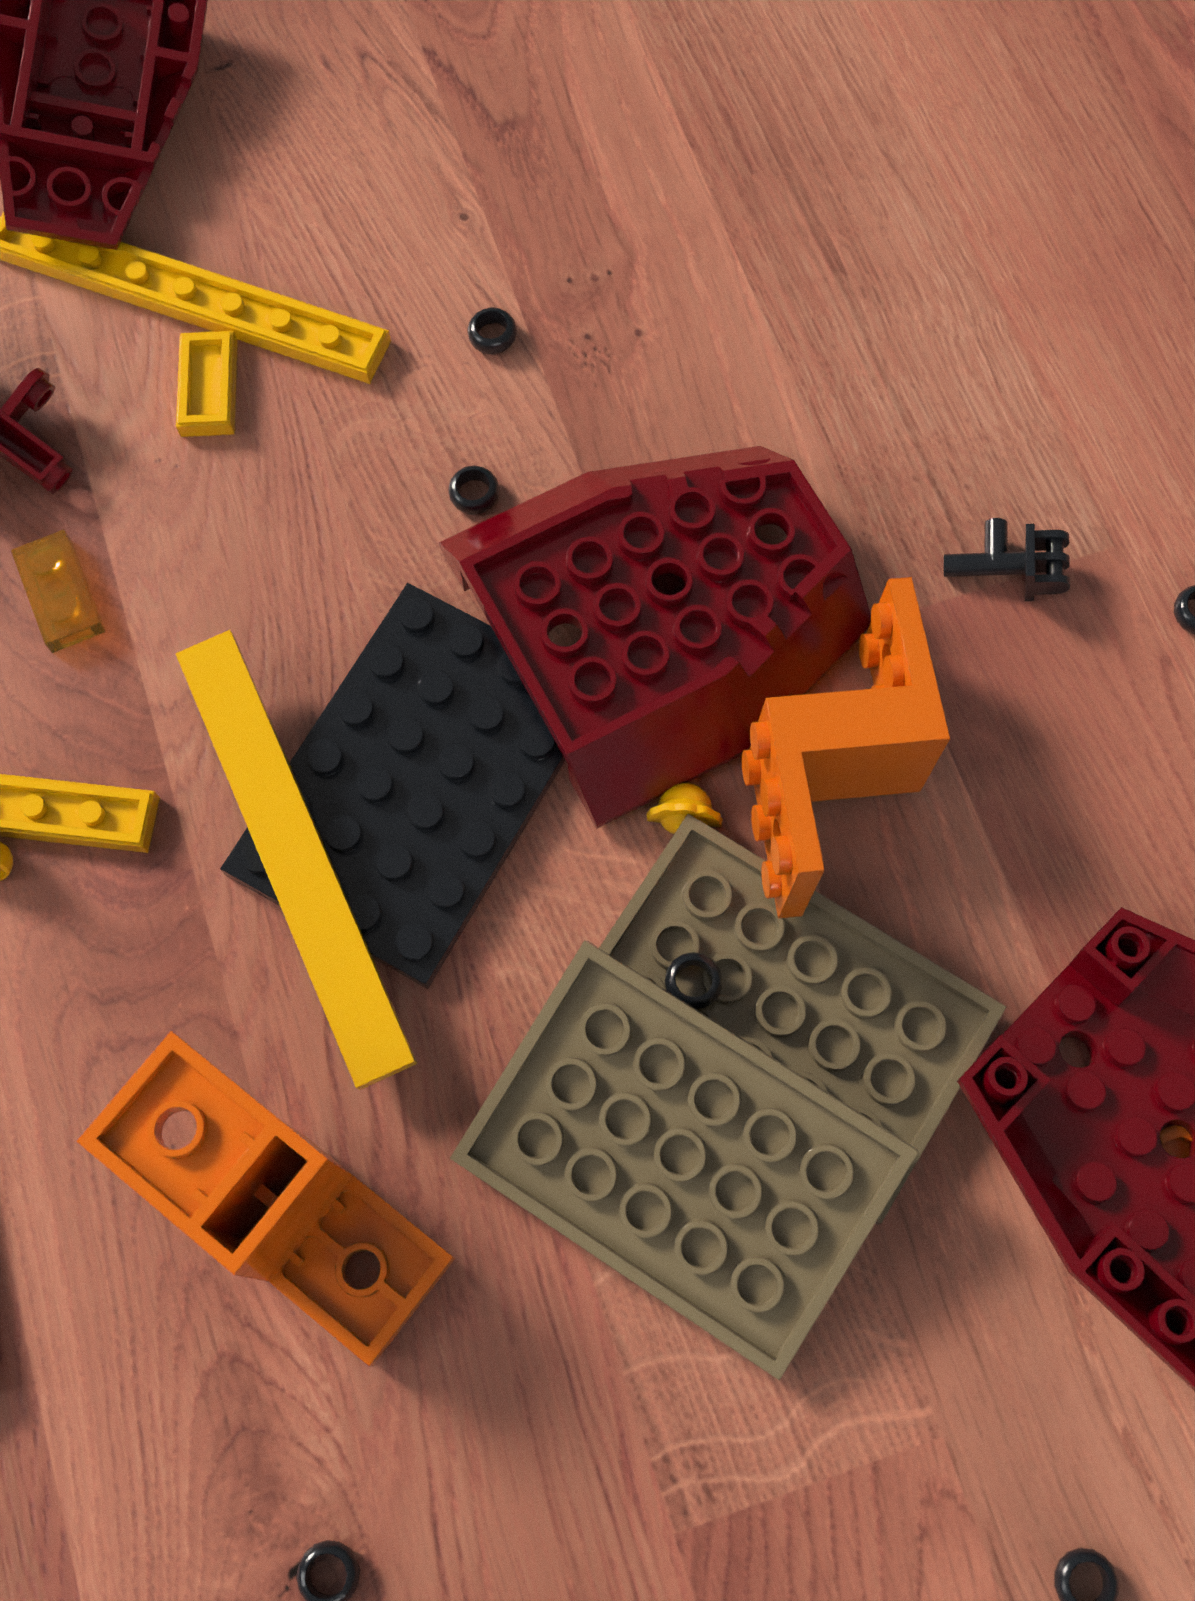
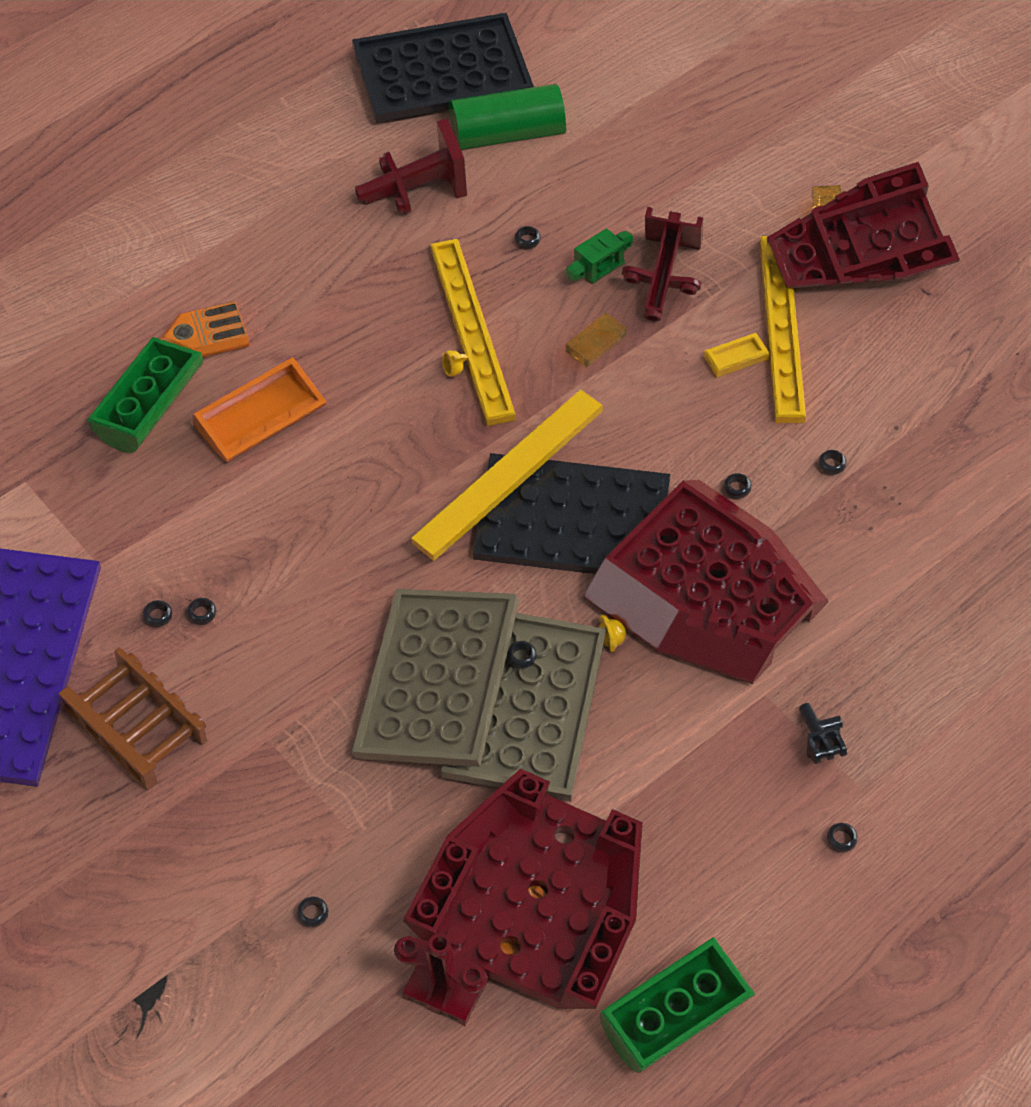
camera: 65 degrees right, 15 degrees down
(265, 1198) = (346, 516): orange bracket -> none
(844, 746) = (666, 672): orange bracket -> none

